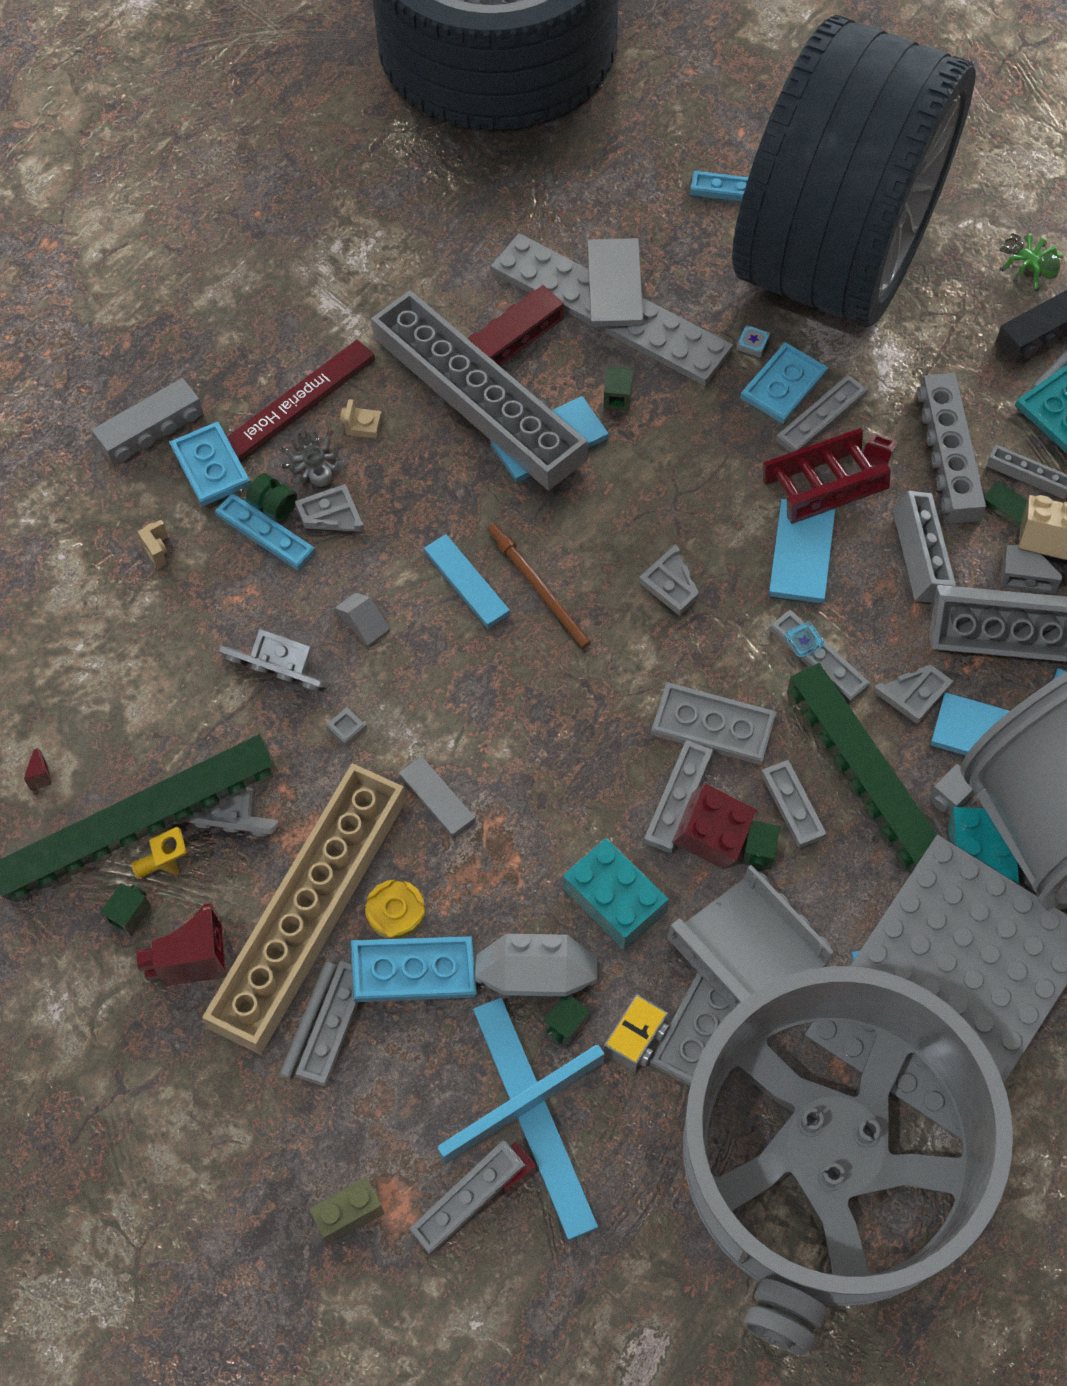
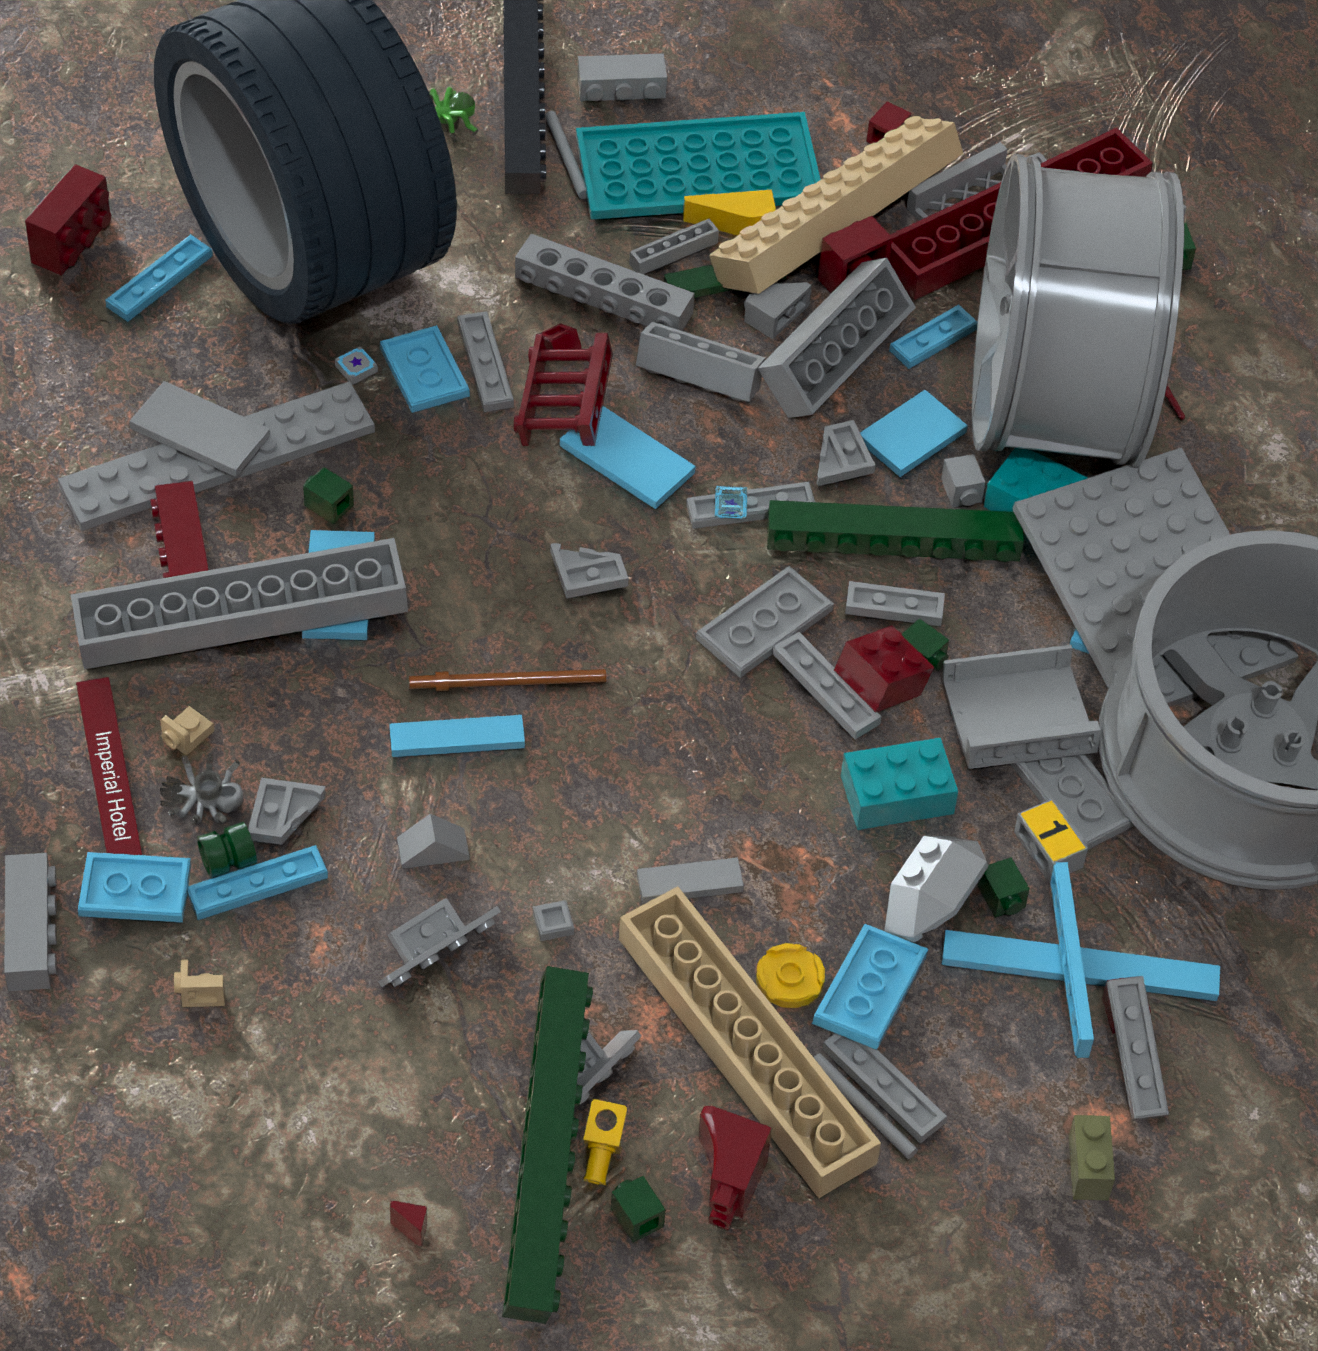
camera: 65 degrees left, 10 degrees down
(736, 107) = (68, 219): none -> dark red brick

